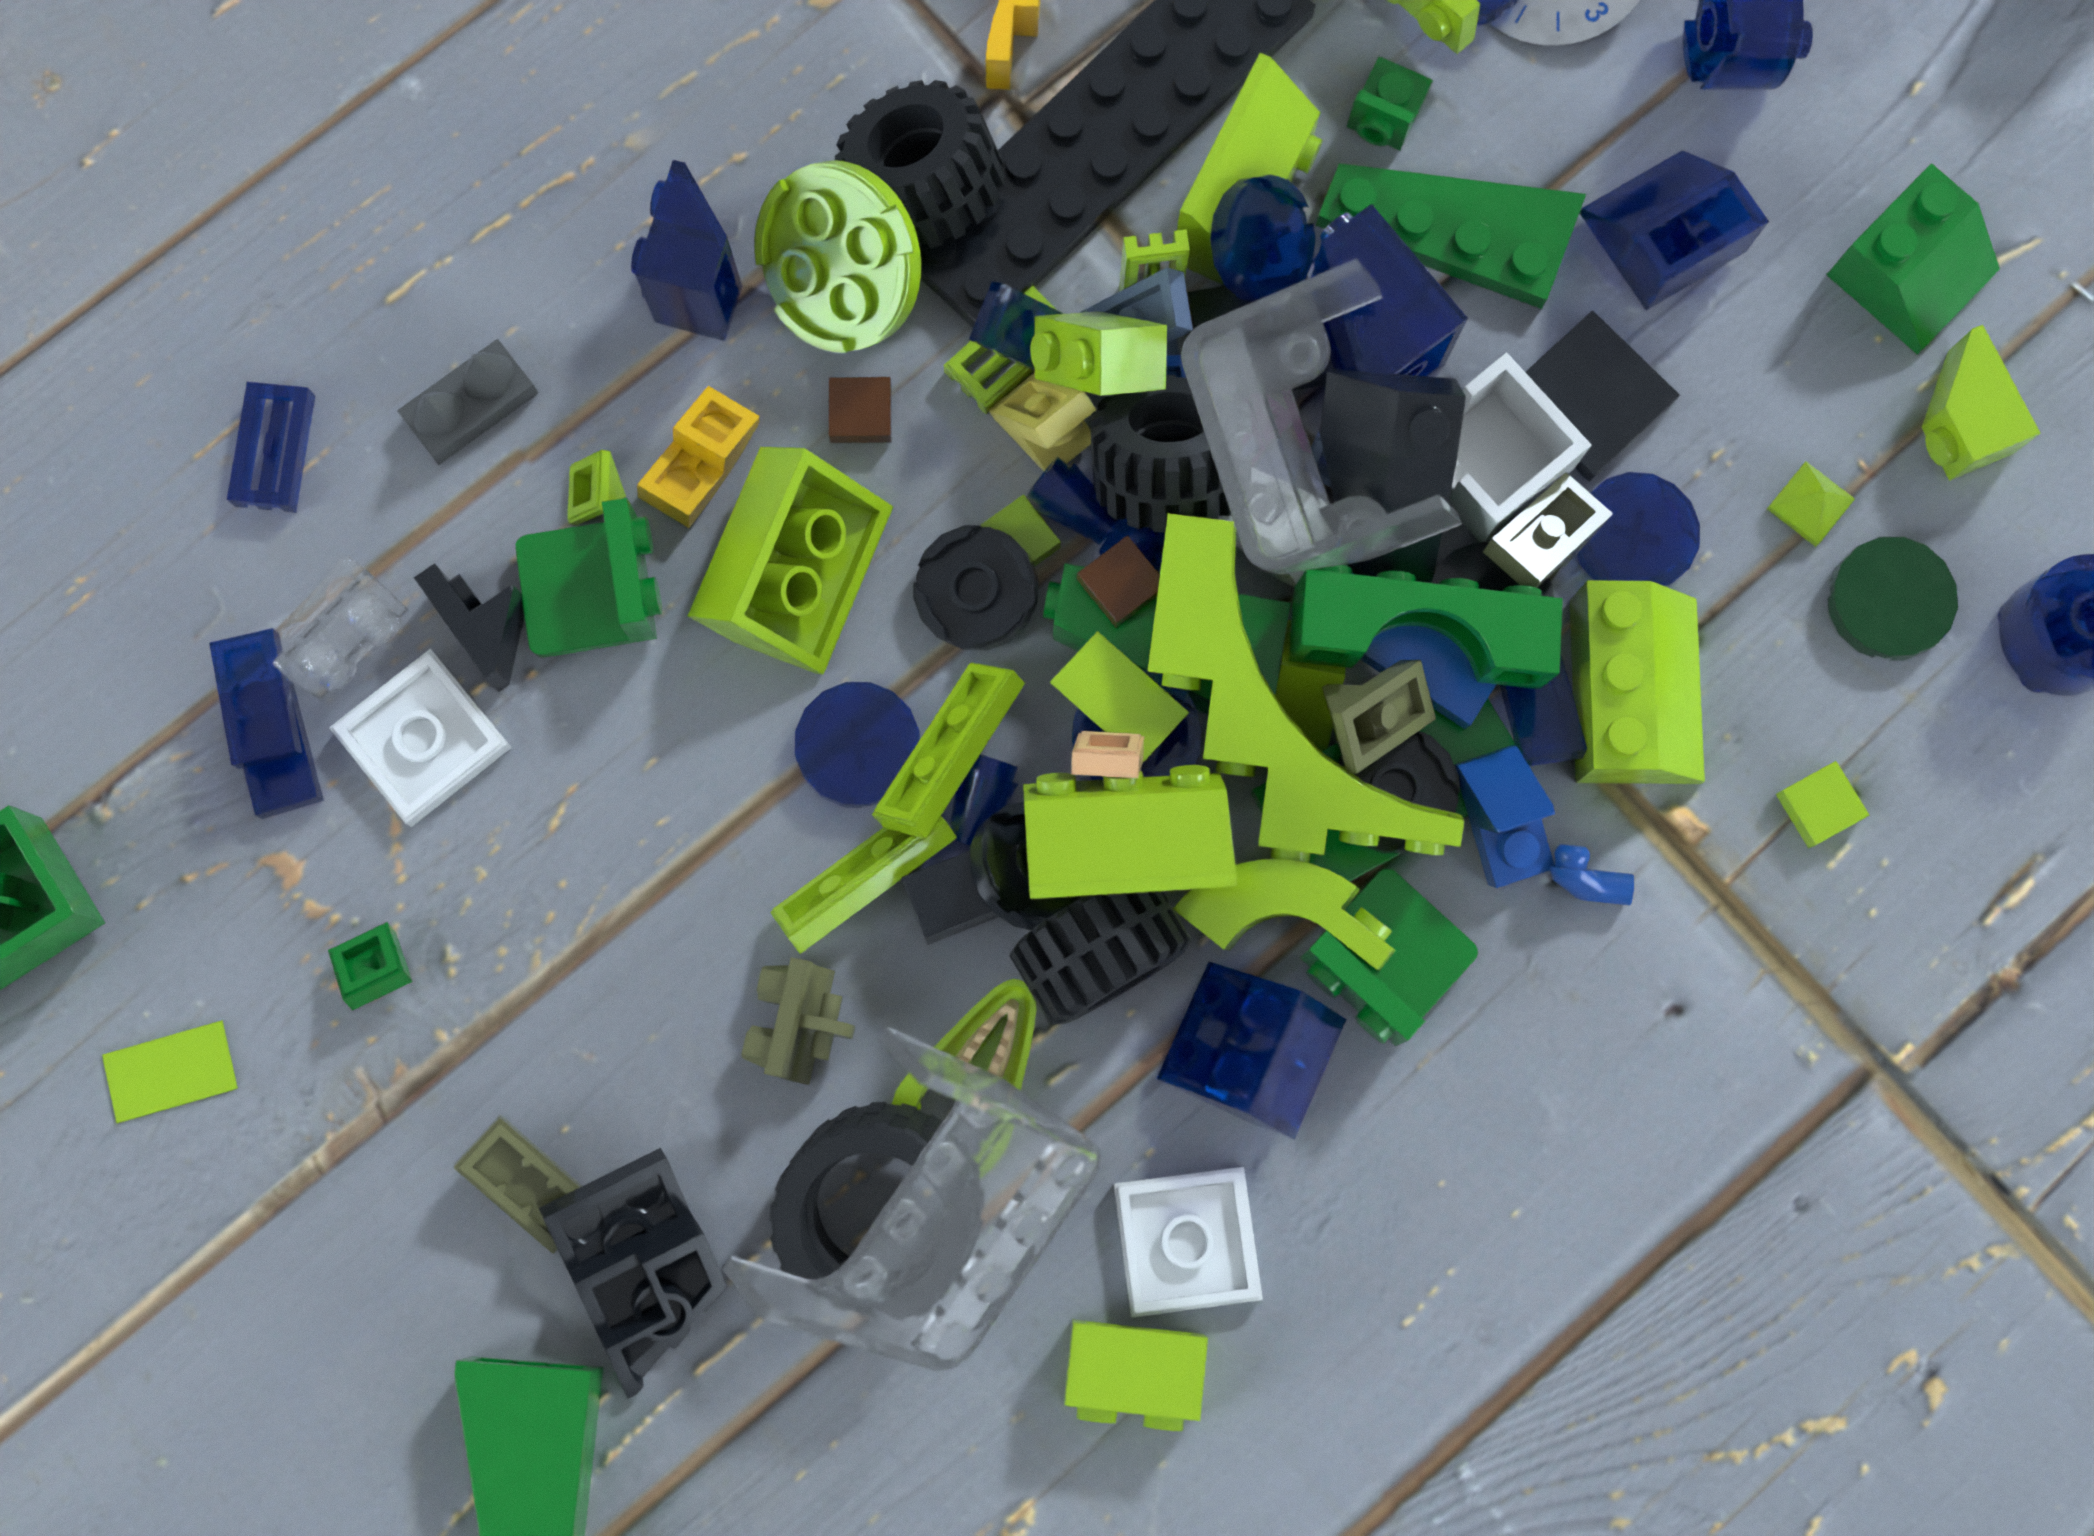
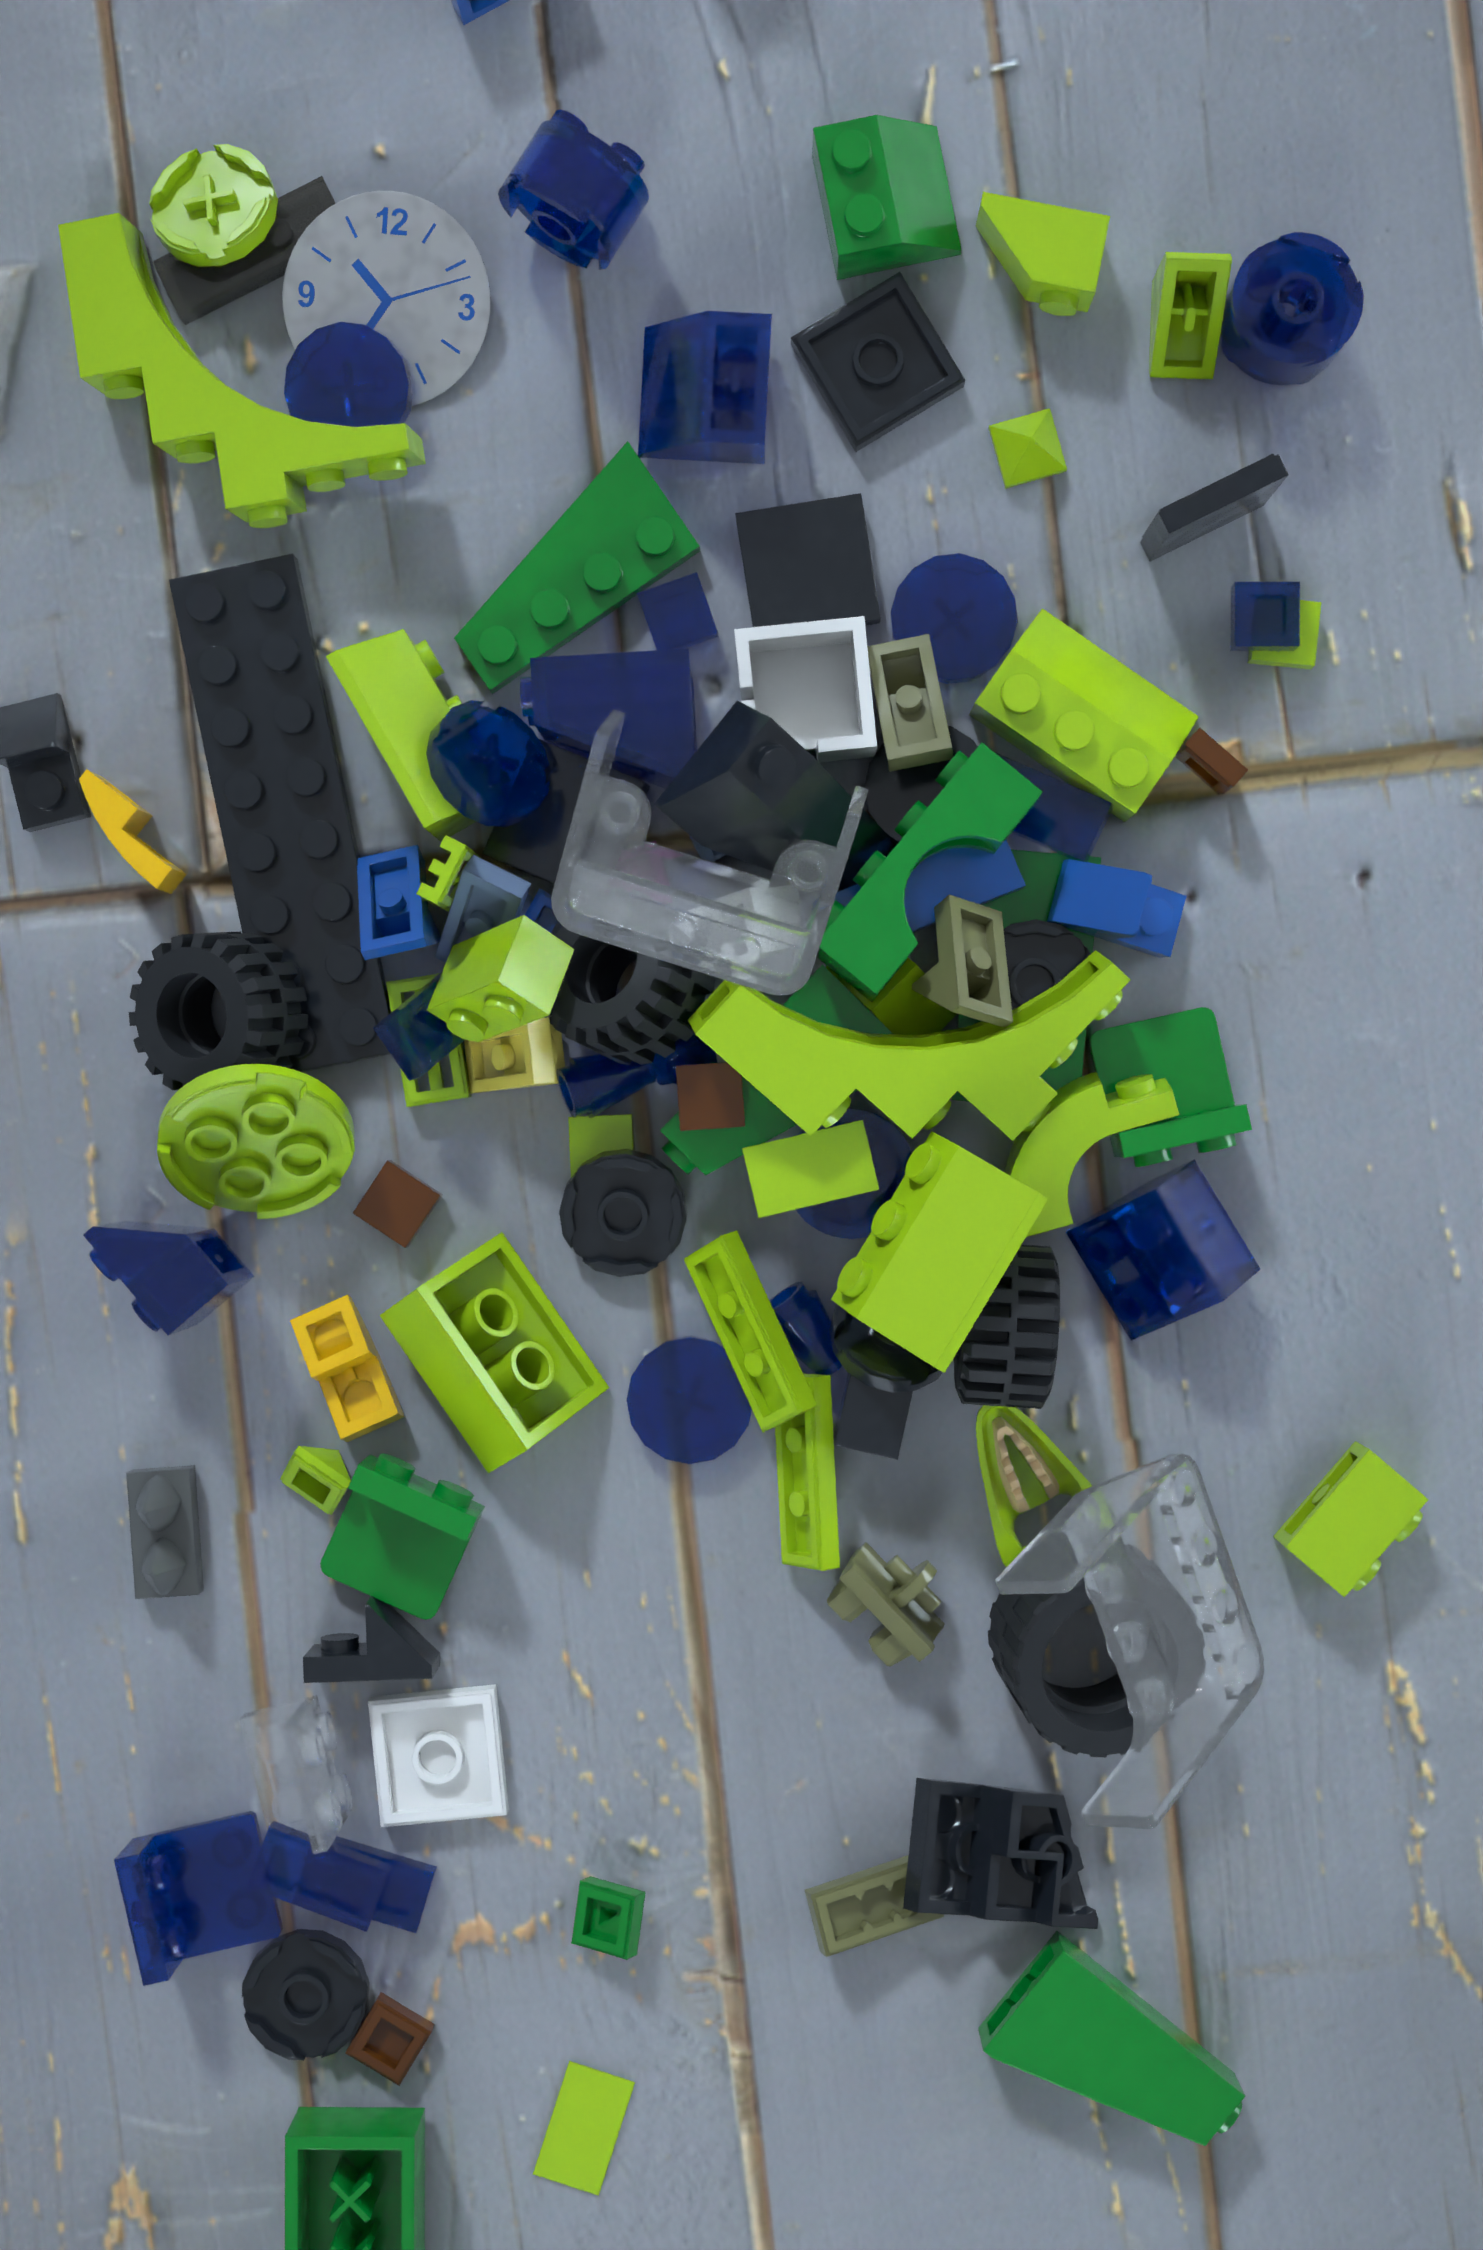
camera: 55 degrees left, 10 degrees up
(144, 761) = (305, 1994): none -> black tile
(148, 855) = (390, 2038): none -> reddish brown tile
(168, 606) = (191, 1893): none -> clear blue bracket
(295, 451) = (109, 1703): clear blue tile -> none
(1089, 250) = (389, 909): none -> blue slope
(1108, 754) = (859, 1217): light nougat tile -> none
(1187, 1242) = (1276, 1405): white tile -> none
(1388, 104) = (427, 553): green bracket -> none
(1489, 320) = (678, 613): none -> clear blue tile
(1589, 884) = (1217, 876): blue arm -> none
(1677, 812) = (1210, 762): none -> reddish brown tile
(1789, 344) = (877, 361): none -> black tile
(1825, 774) = (1265, 616): none -> clear blue tile
(1881, 666) = (1213, 506): none -> black tile
(1892, 598) = (1155, 441): dark green tile -> none
(2013, 549) = (1187, 314): none -> lime slope

